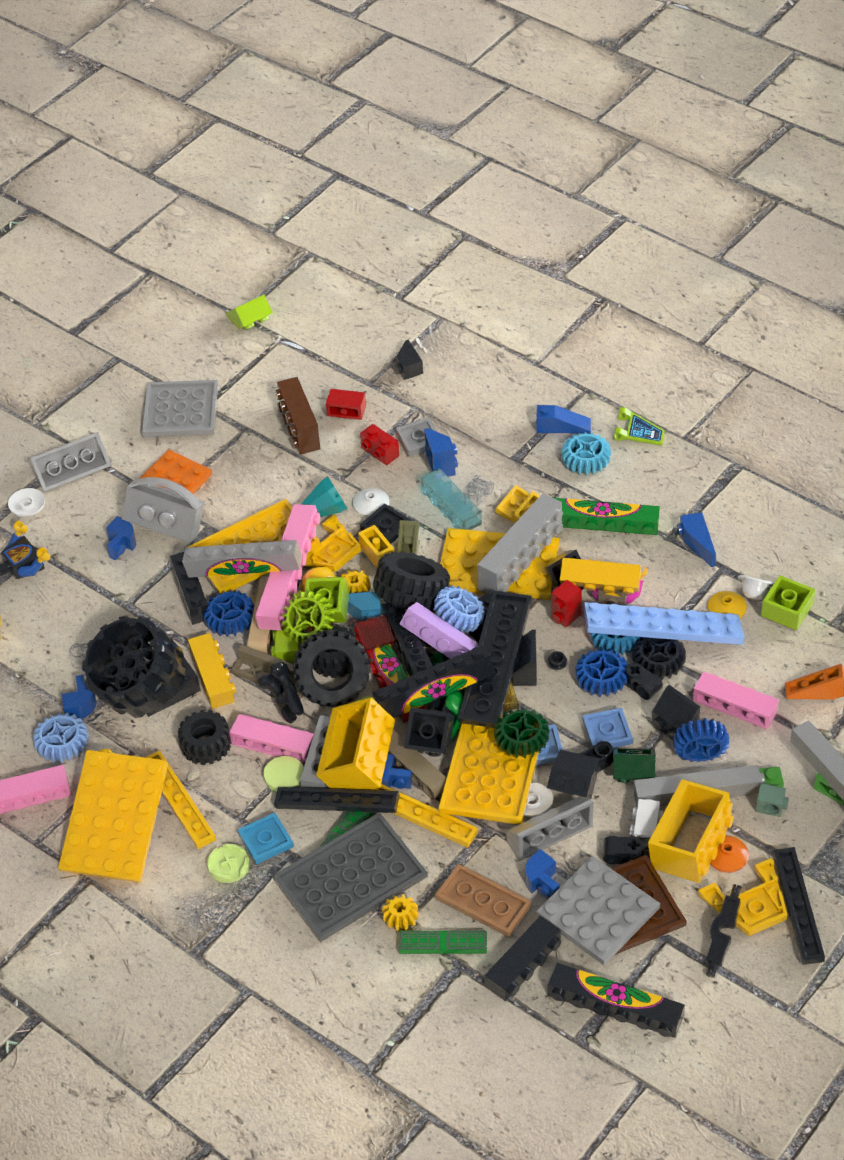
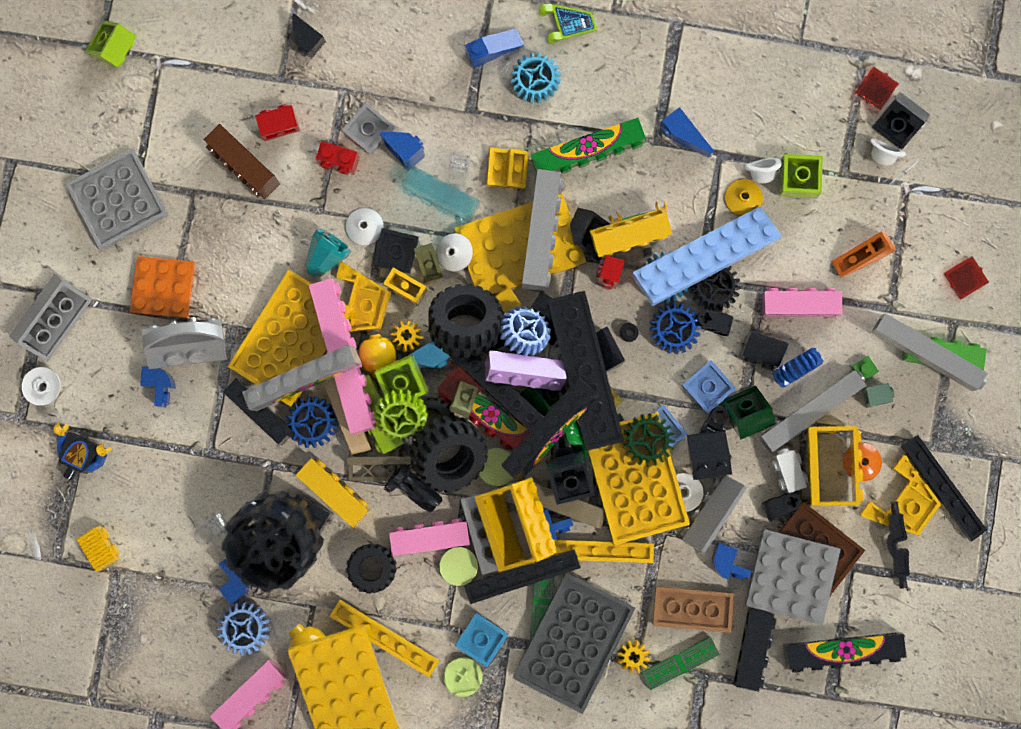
camera: 30 degrees left, 35 degrees up
(371, 635) = (464, 399): none -> olive slope
(436, 544) = (462, 252): none -> white dish

